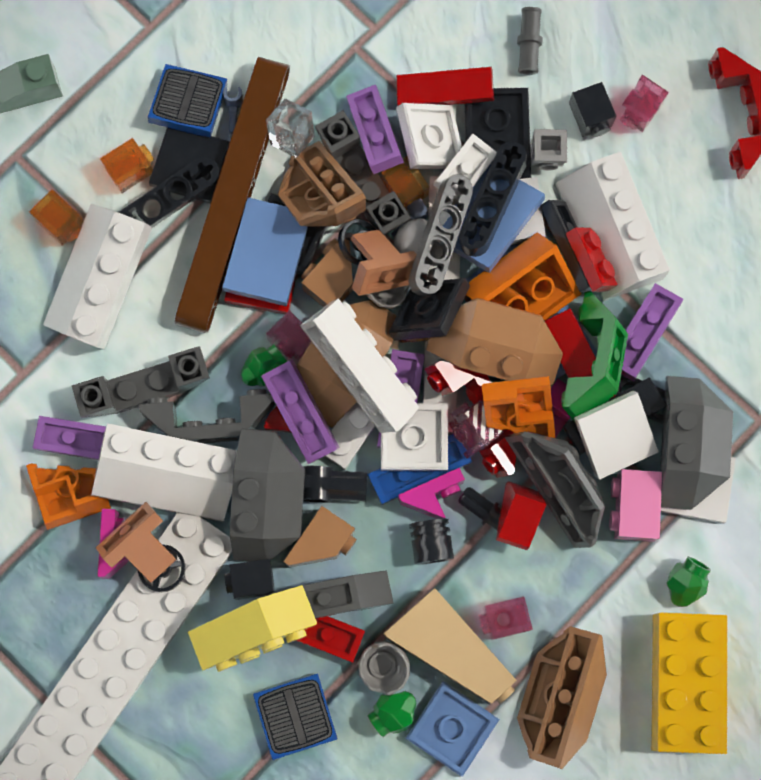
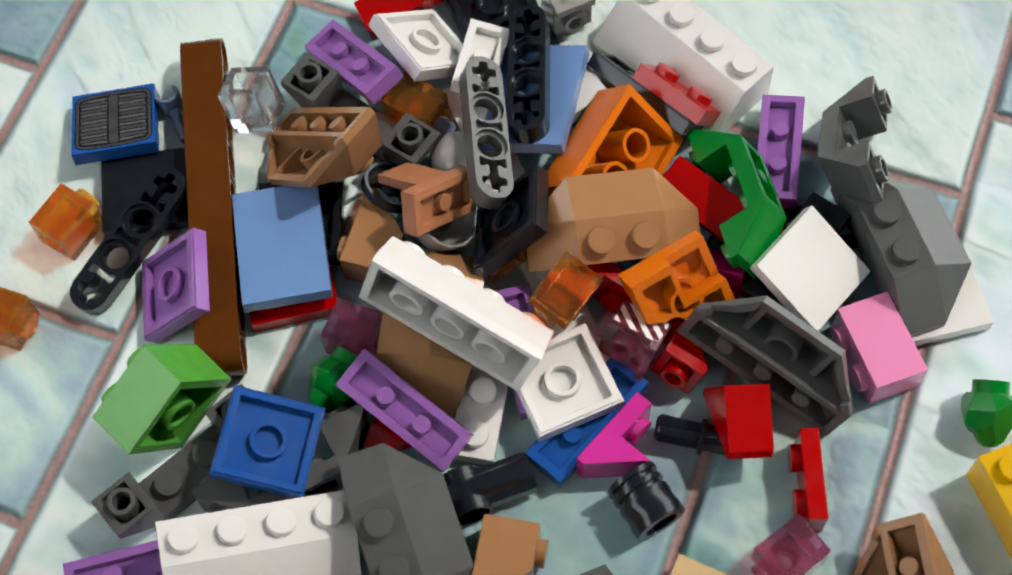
camera: 15 degrees left, 15 degrees down
(97, 276) = (75, 356): white slope -> none
(143, 333) = (160, 397): none -> bright green brick
(183, 250) = (175, 286): none -> medium lavender tile
(200, 397) = (267, 442): none -> blue tile
(439, 383) = (564, 291): none -> clear orange brick
(549, 561) = (806, 460): none -> red plate
(710, 329) = (849, 165): none -> dark grey slope

